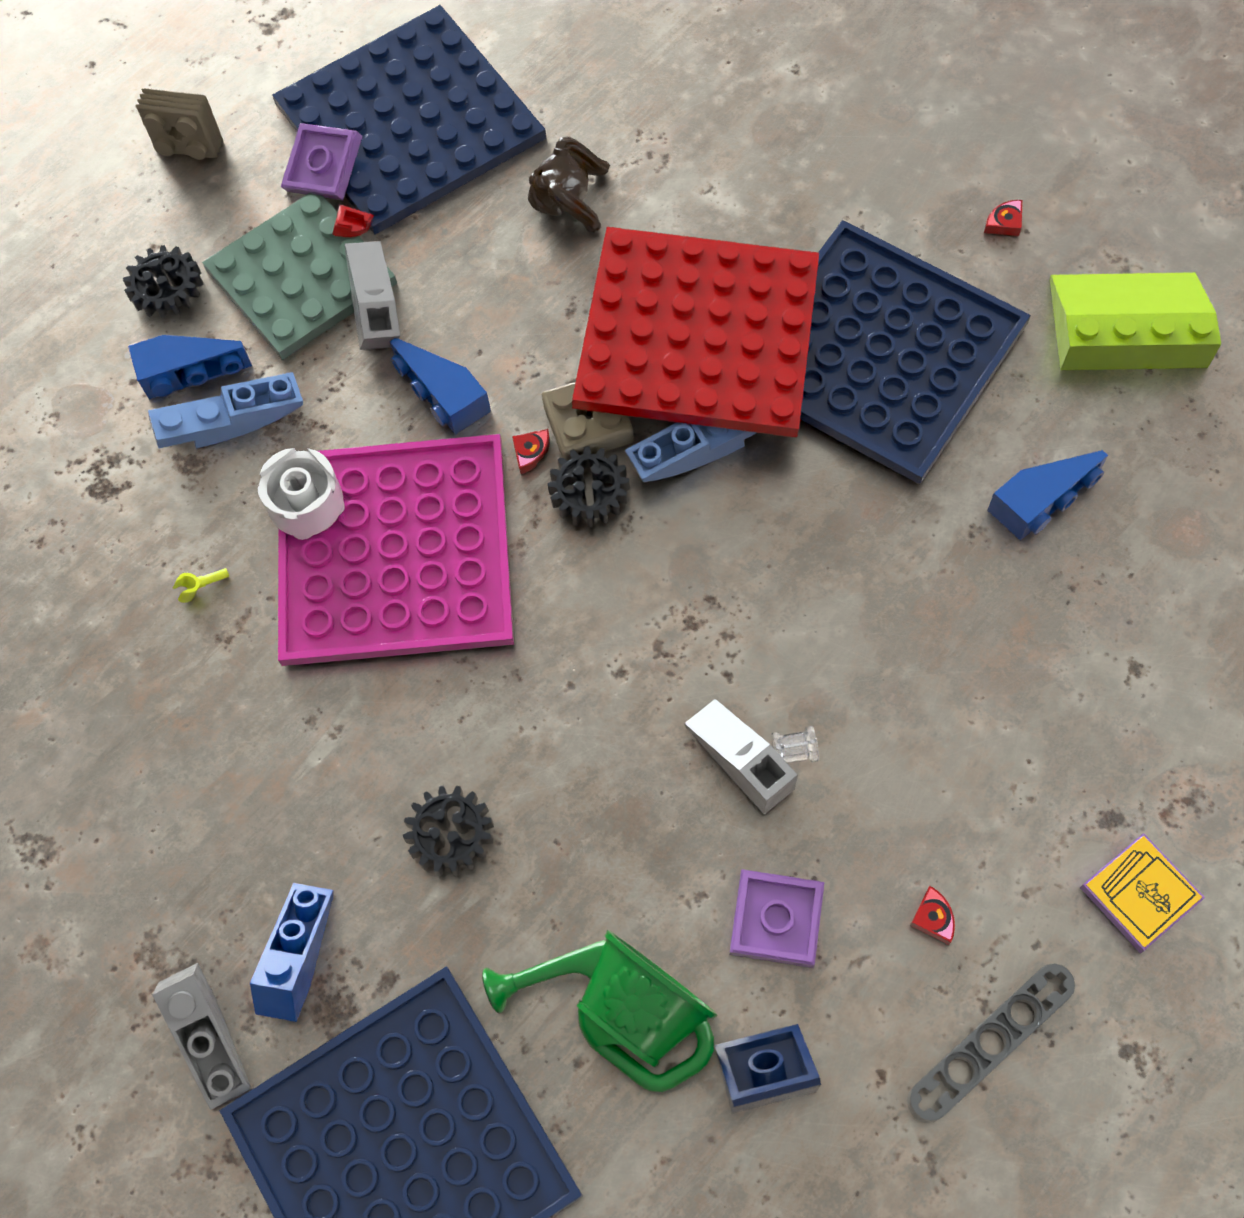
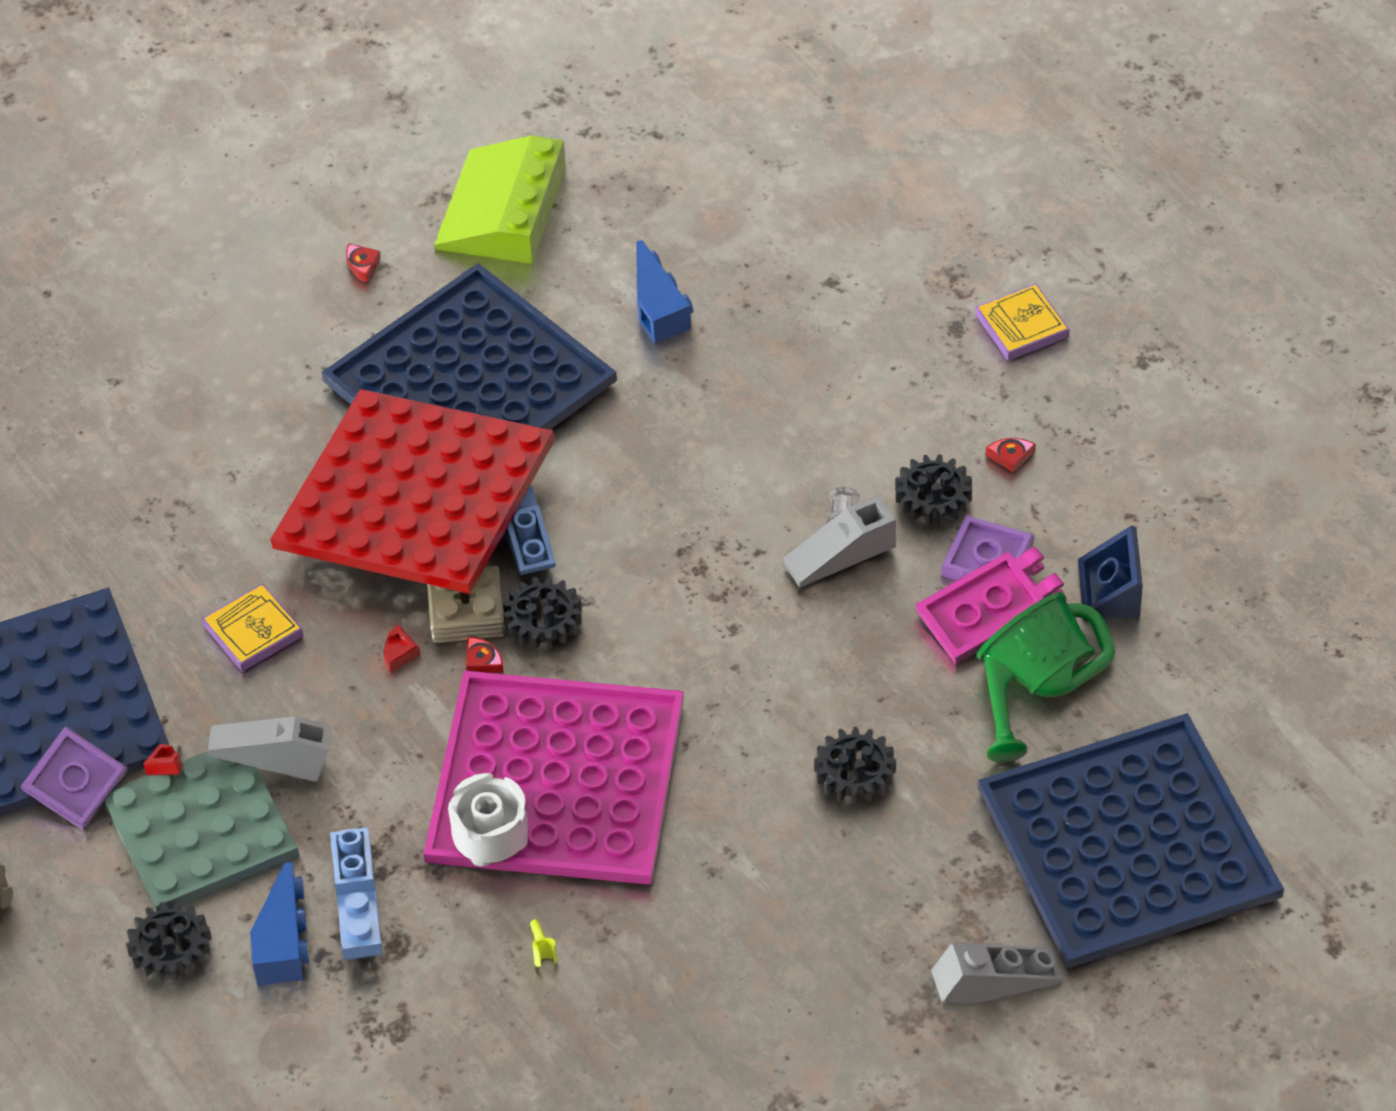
camera: 80 degrees left, 15 degrees down
(291, 953) = (940, 895): blue slope -> none
(448, 387) = (392, 709): blue slope -> none
(527, 252) = (252, 627): none -> yellow tile
(528, 376) = (399, 649): none -> red tile
(564, 182) = (197, 574): dark brown hair -> none
(697, 932) = (984, 601): none -> dark pink tile
(871, 829) = (946, 498): none -> black gear
(1011, 1033) = (1124, 452): dark grey beam -> none

